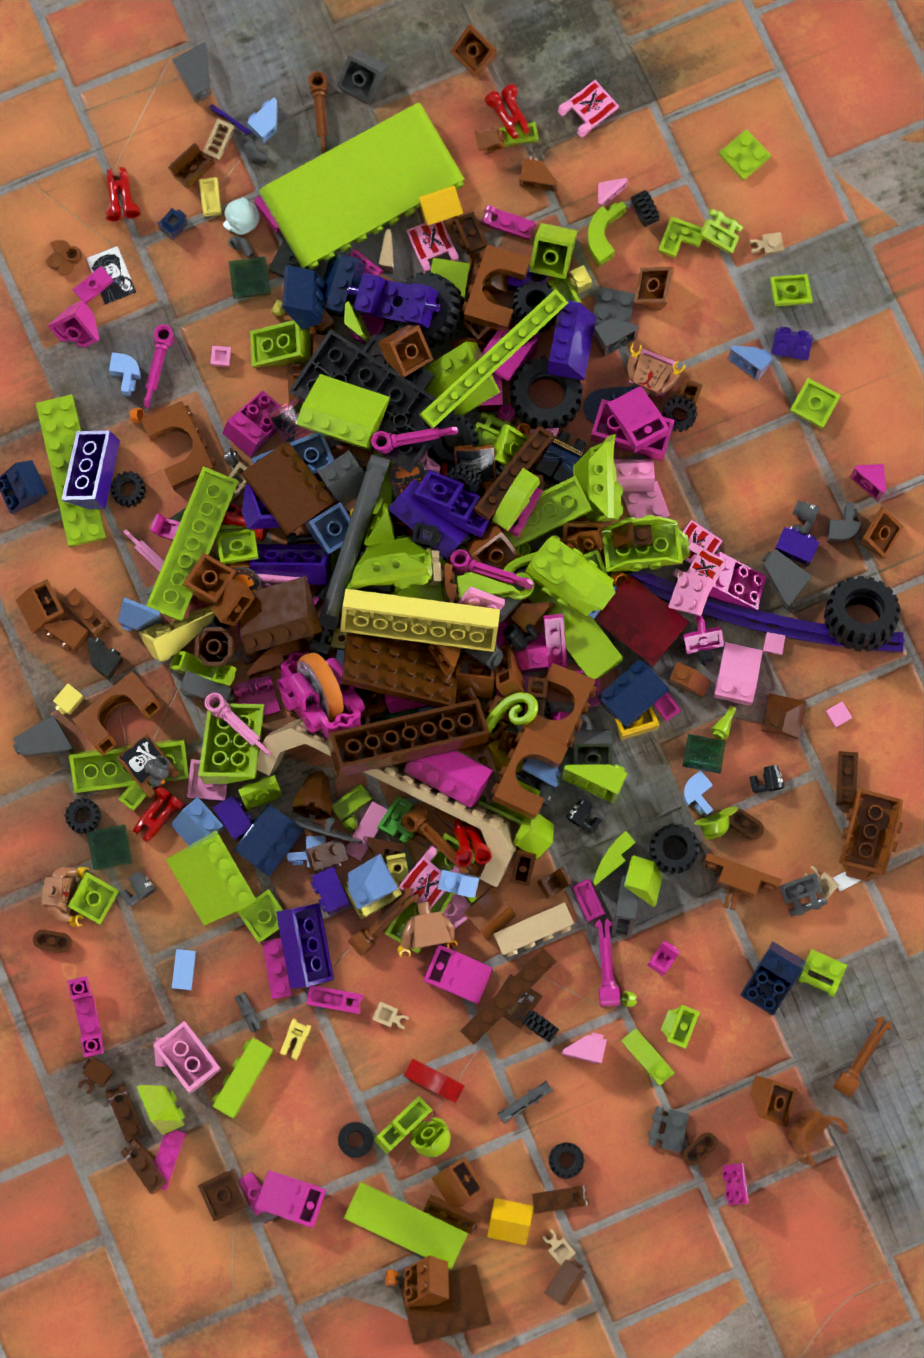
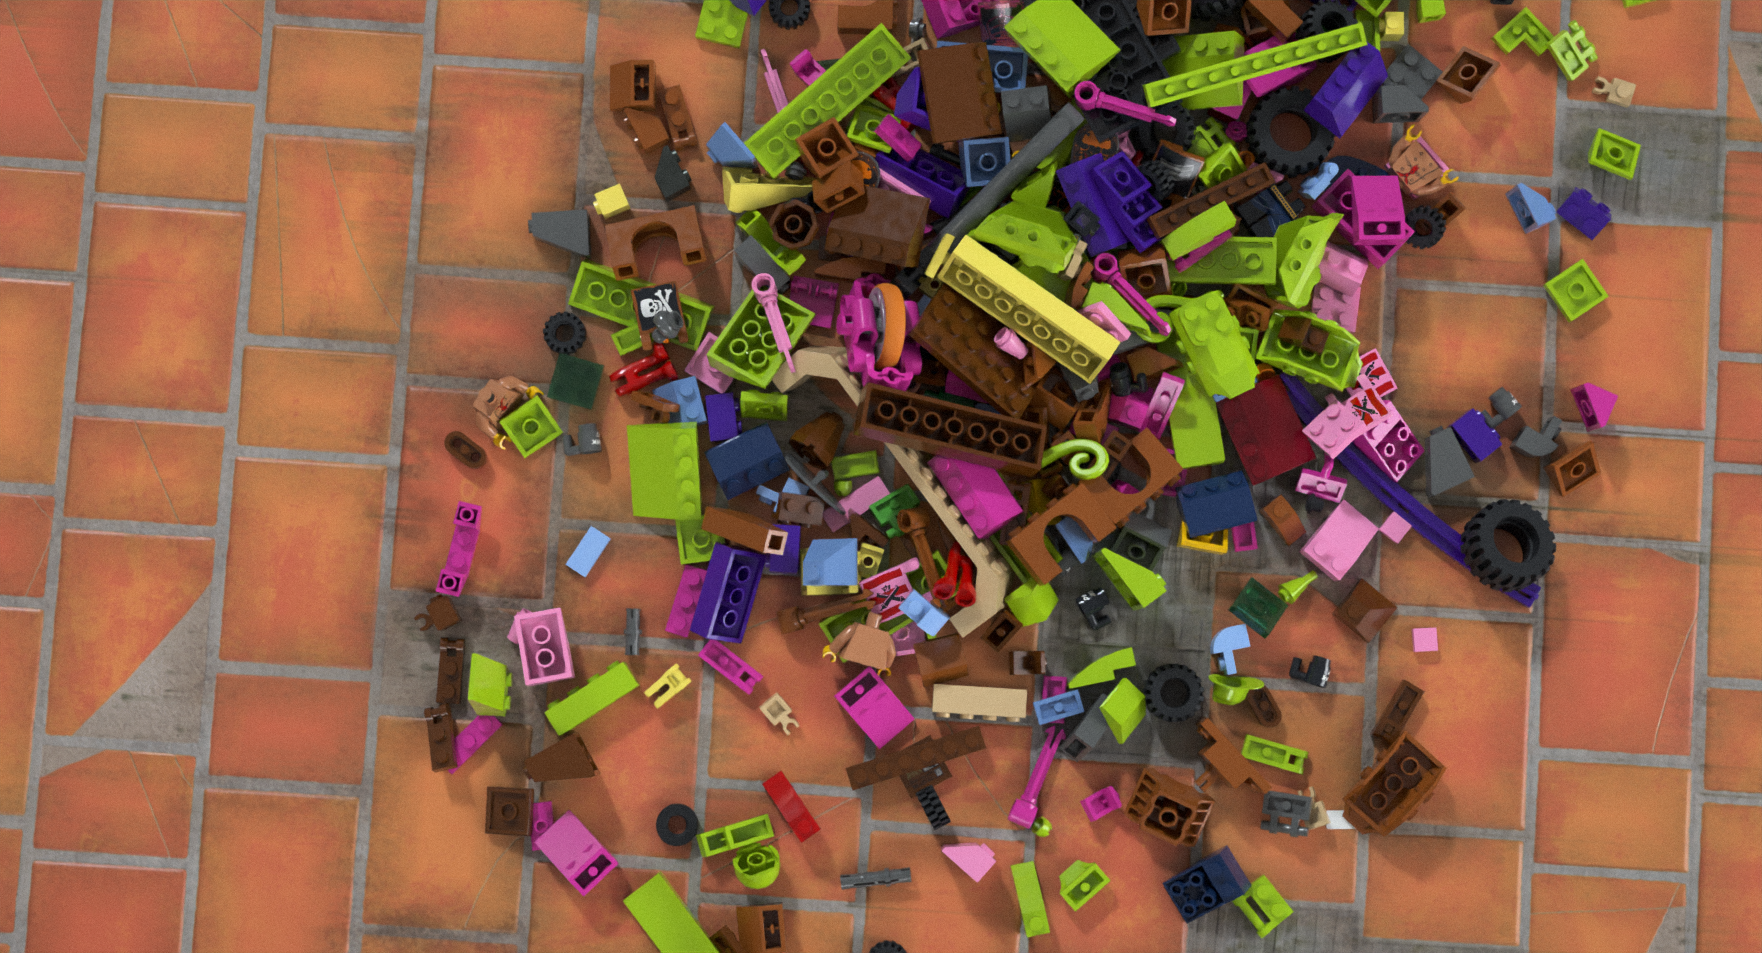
camera: 20 degrees right, 5 degrees up
(185, 833) = (662, 406): none -> dark orange plate
(195, 607) = (795, 171): none -> dark grey plate
(243, 1136) = (562, 761): none -> reddish brown slope
(259, 544) = (898, 137): none -> dark pink plate
(293, 890) = (745, 529): none -> dark orange slope
(335, 614) = (940, 256): none -> light yellow plate
(418, 651) = (1009, 342): none -> bright pink cone
(583, 424) = (1313, 186): none -> light blue plate
(594, 903) = (1058, 707): none -> medium blue plate
(715, 936) = (1168, 808): none -> dark orange slope
(772, 855) = (1273, 754): none -> lime plate

